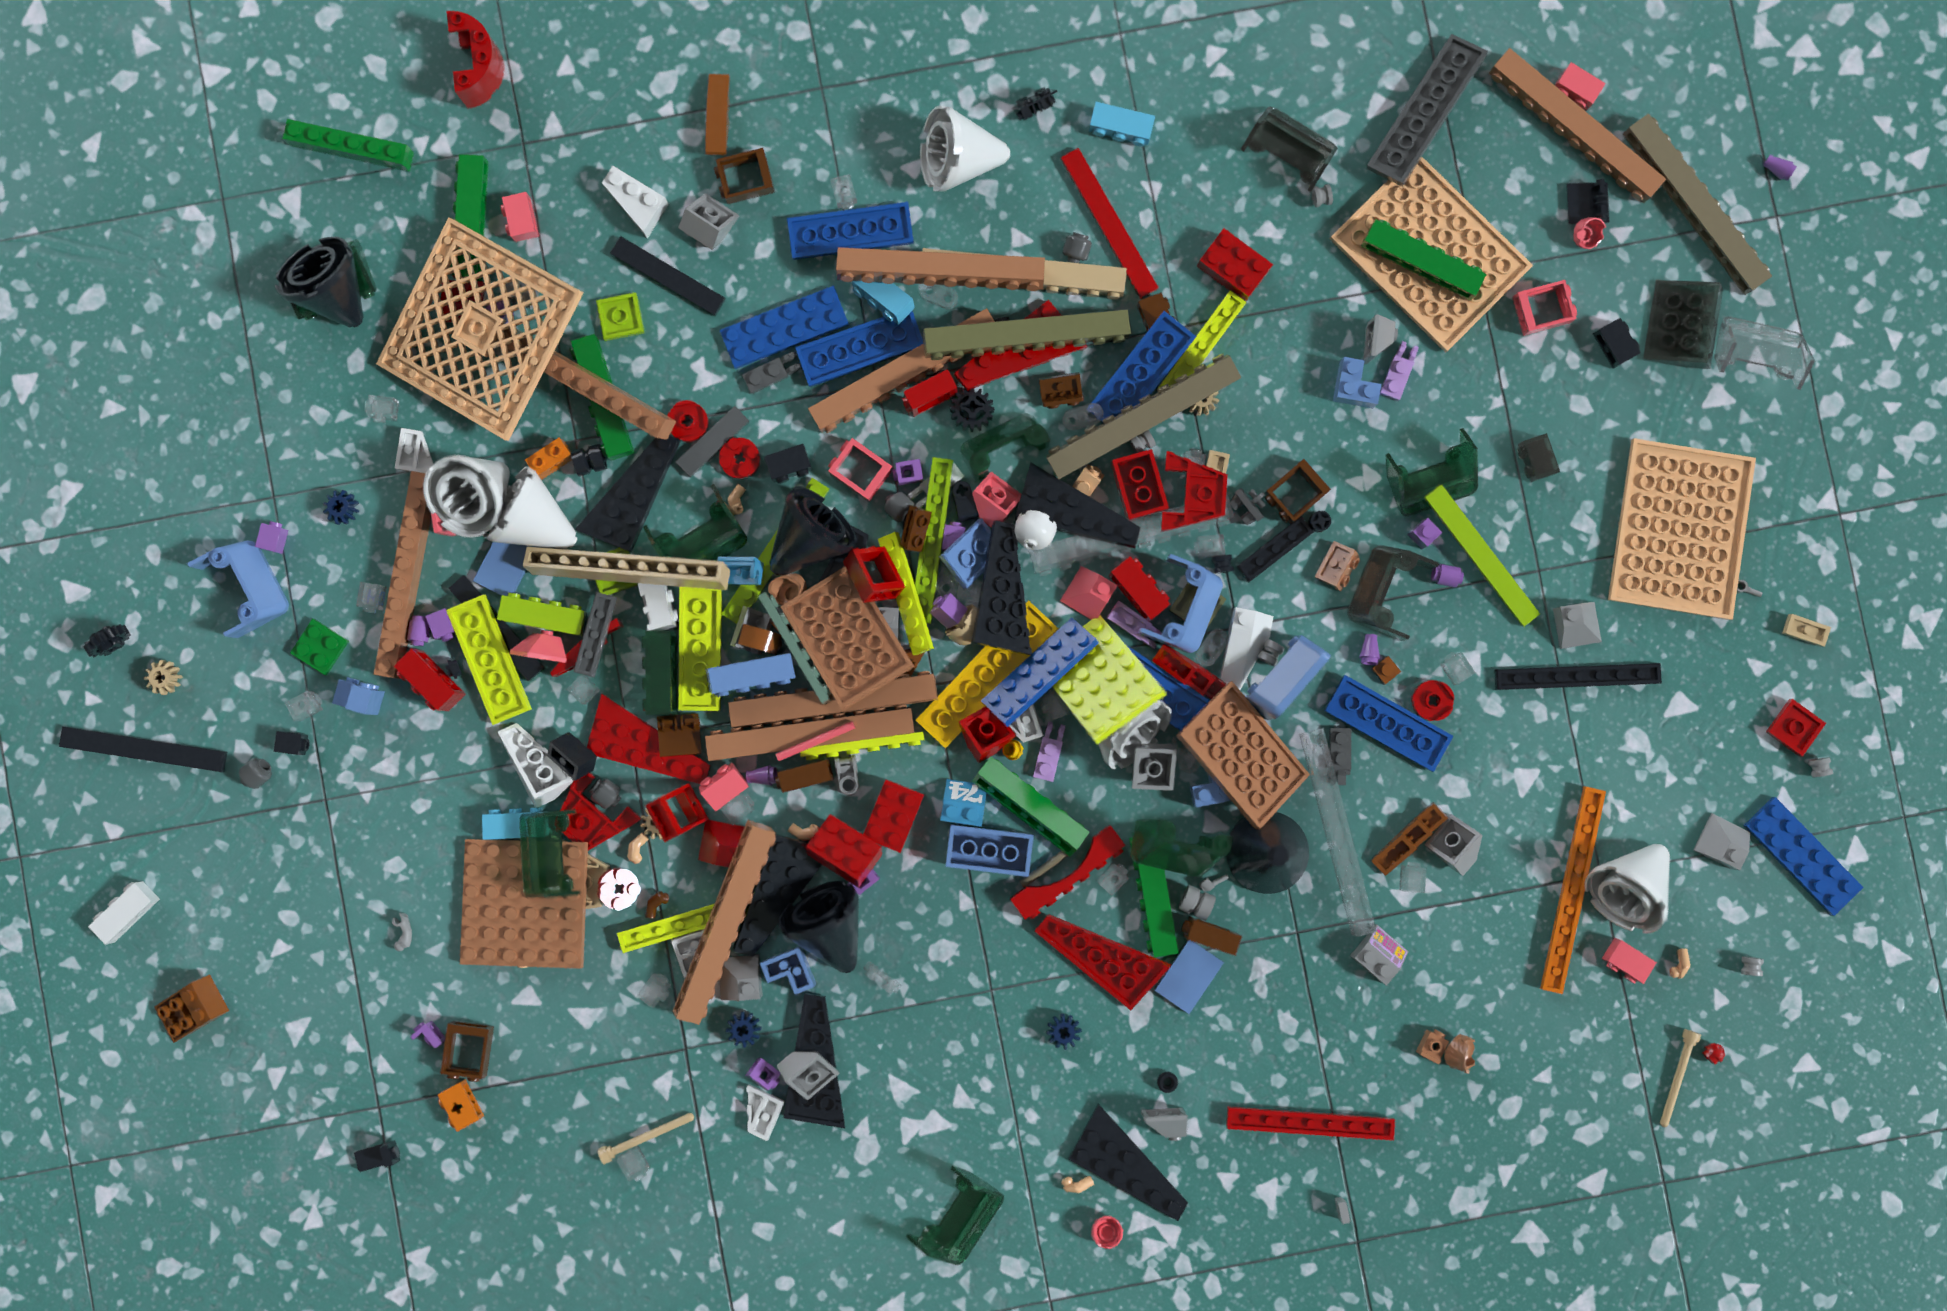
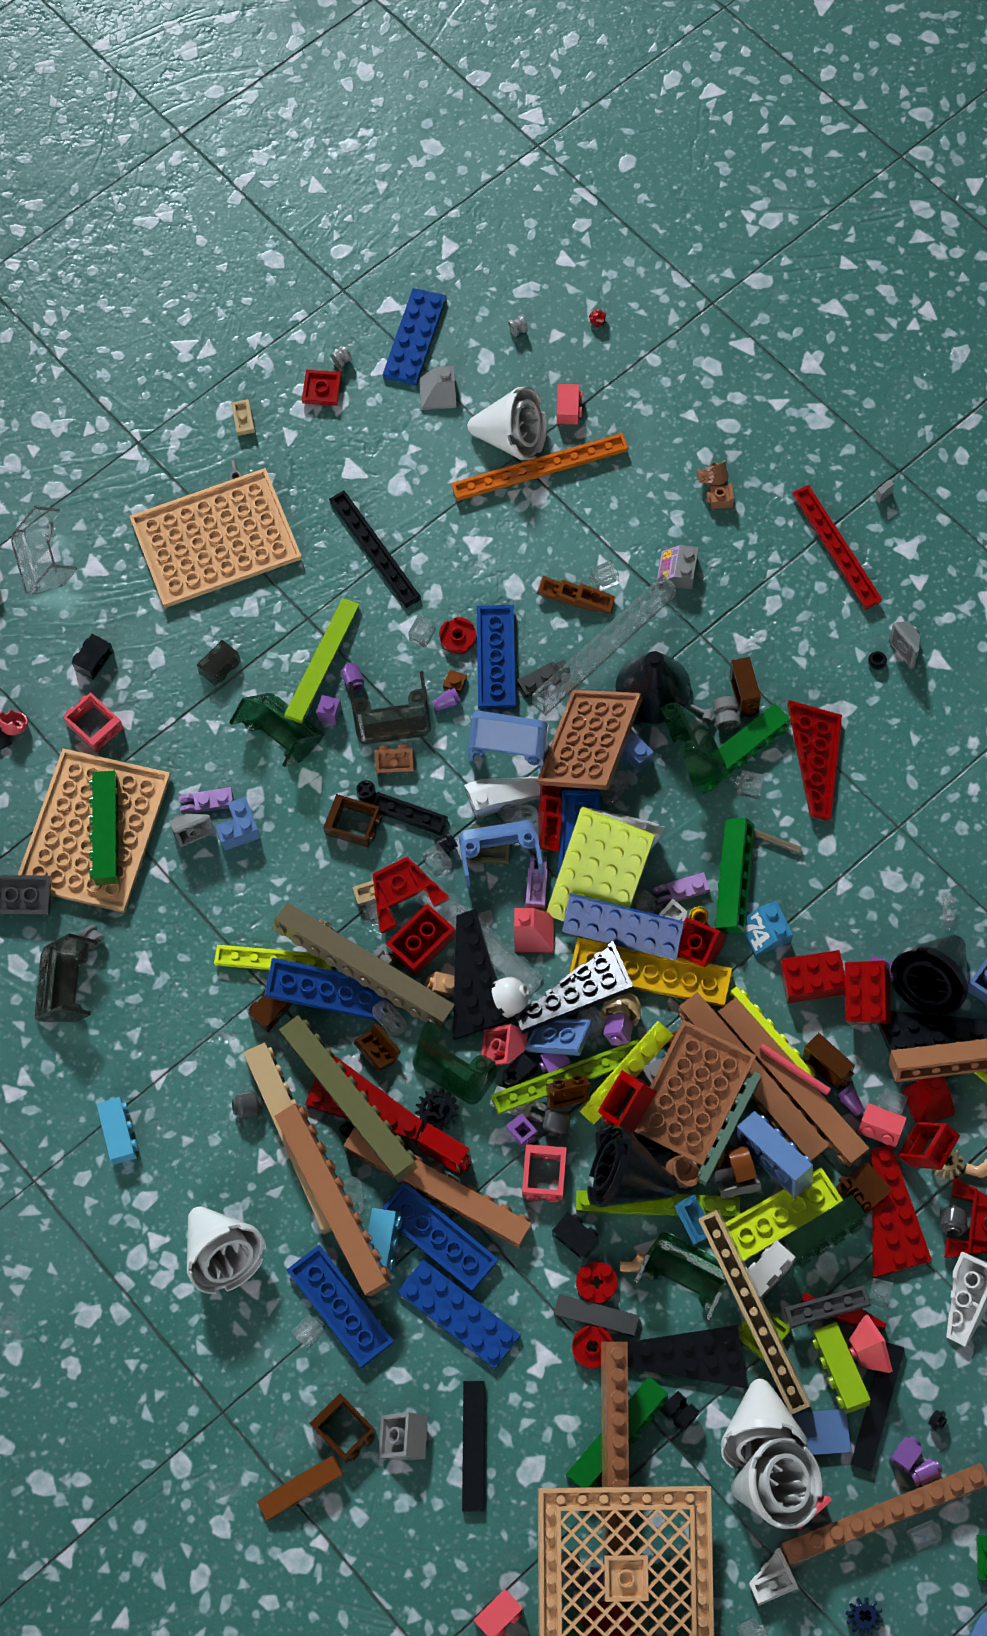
camera: 115 degrees left, 20 degrees down
(429, 680) = (962, 1430): red brick -> none
(489, 659) = (908, 1391): neon yellow plate -> none
(550, 458) = (700, 1447): orange brick -> none
(572, 756) = (942, 1264): black brick -> none
(620, 316) = (535, 1466): lime tile -> none
(636, 199) = (421, 1515): white wedge -> none
(770, 373) = (507, 1301): dark grey hinge -> none
(803, 834) = (876, 1039): light nougat arm -> none
(847, 773) = (801, 1034): light grey piece -> none
(946, 577) = (591, 1048): clear plate -> none
(989, 850) = (790, 885): medium blue brick -> none
(1032, 898) = (805, 833): red arch -> none
(1041, 95) = (137, 1213): black hinge -> none
(1070, 1028) = (899, 753): dark blue gear -> none
(1109, 223) = (208, 1094): red tile -> none
(1118, 1160) = (960, 663): black wing -> none
(1139, 588) = (506, 890): red brick -> none
(1154, 767) = (641, 798): light grey slope -> none
(1189, 976) = (786, 686): medium blue tile -> none
(1234, 265) = (190, 971): red brick -> none
(1242, 498) = (390, 844): dark grey hips -> none
(1271, 648) = (490, 769): light grey wheel -> none
(1455, 844) = (558, 560): light grey slope -> none
(1577, 625) = (334, 570): light grey slope -> none
(1683, 323) = (49, 619): clear smoke slope -> none
(1683, 965) = (547, 369): light nougat arm -> none
(1690, 1039) = (598, 337): tan piece -> none

